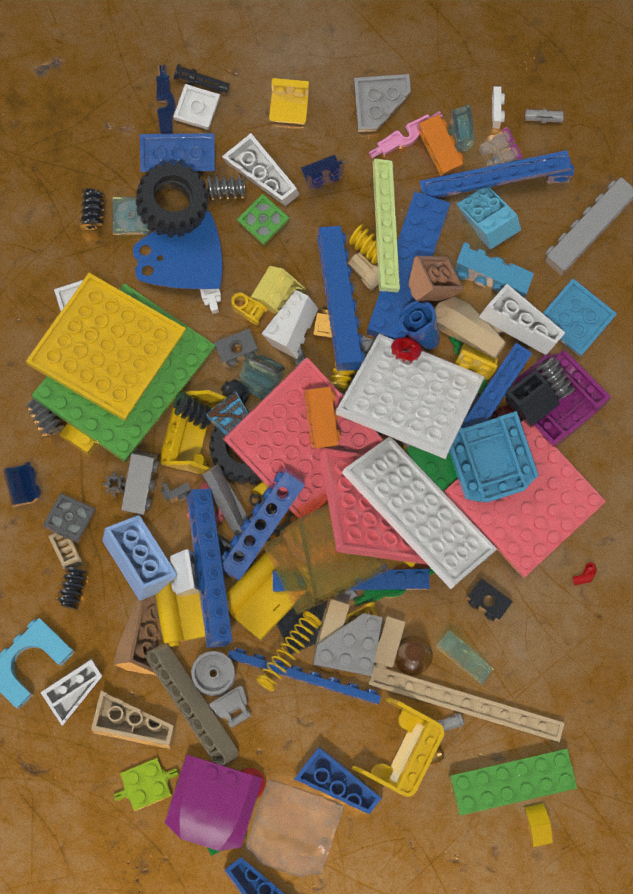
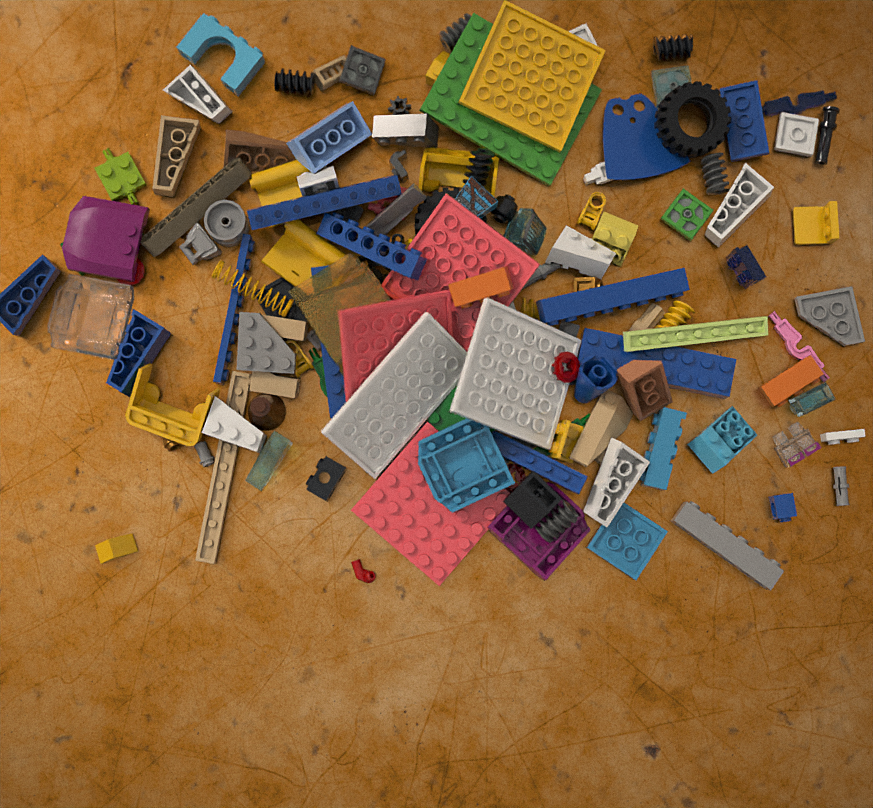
camera: 85 degrees right, 5 degrees up
(21, 484) = (389, 21): clear blue bracket -> none
(242, 339) = (545, 194): dark grey brick -> none
(429, 688) = (232, 428): none -> white wedge
(496, 175) = (767, 441): blue plate -> none
(513, 782) = (152, 518): bright green brick -> none

